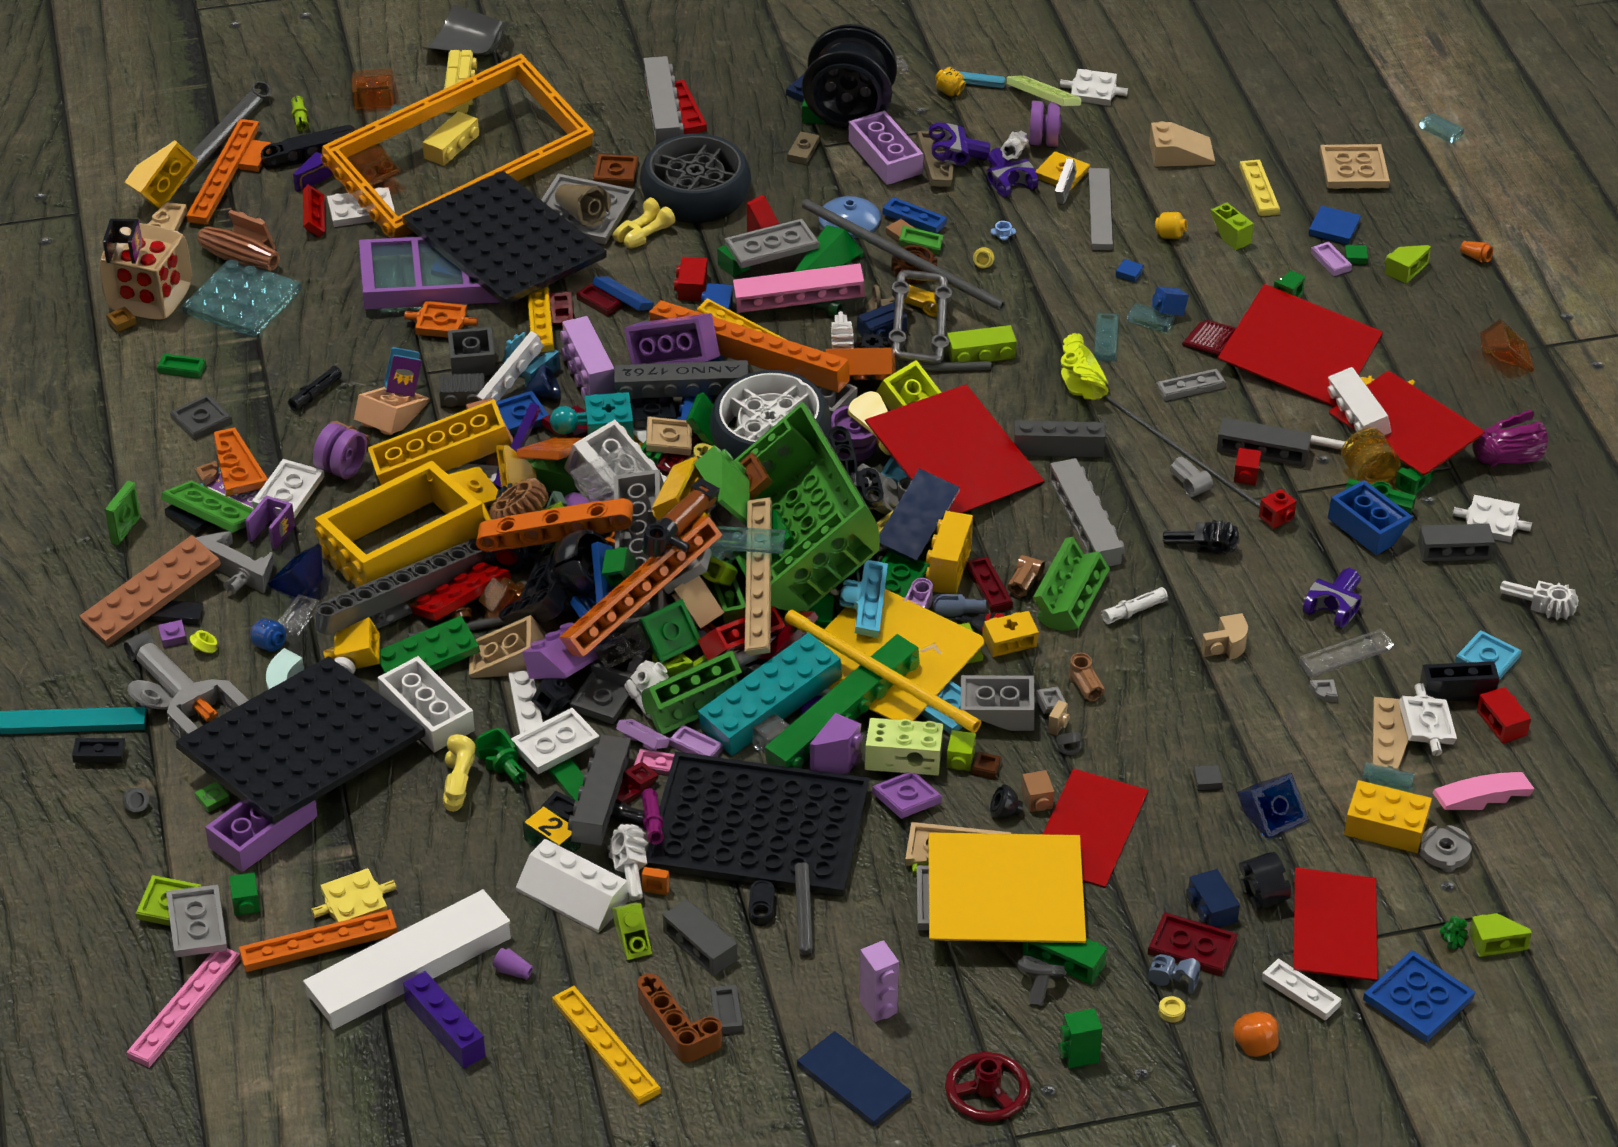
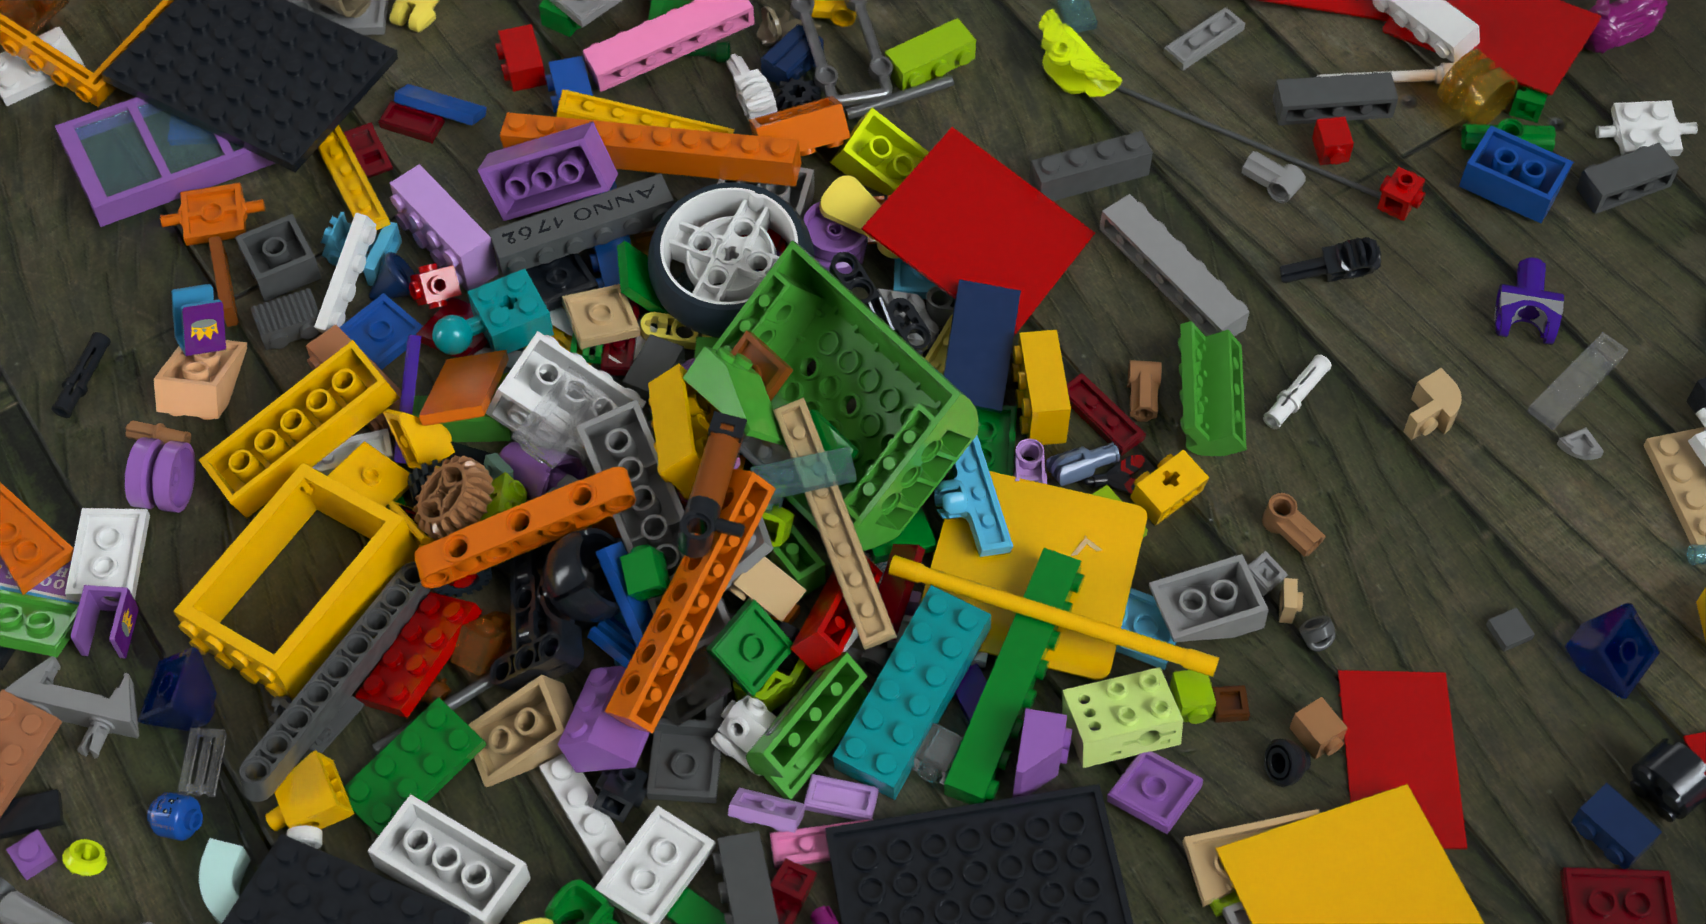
camera: 20 degrees left, 15 degrees up
(430, 358) = (223, 280): none -> dark orange tile
(566, 391) = (434, 285): none -> brick

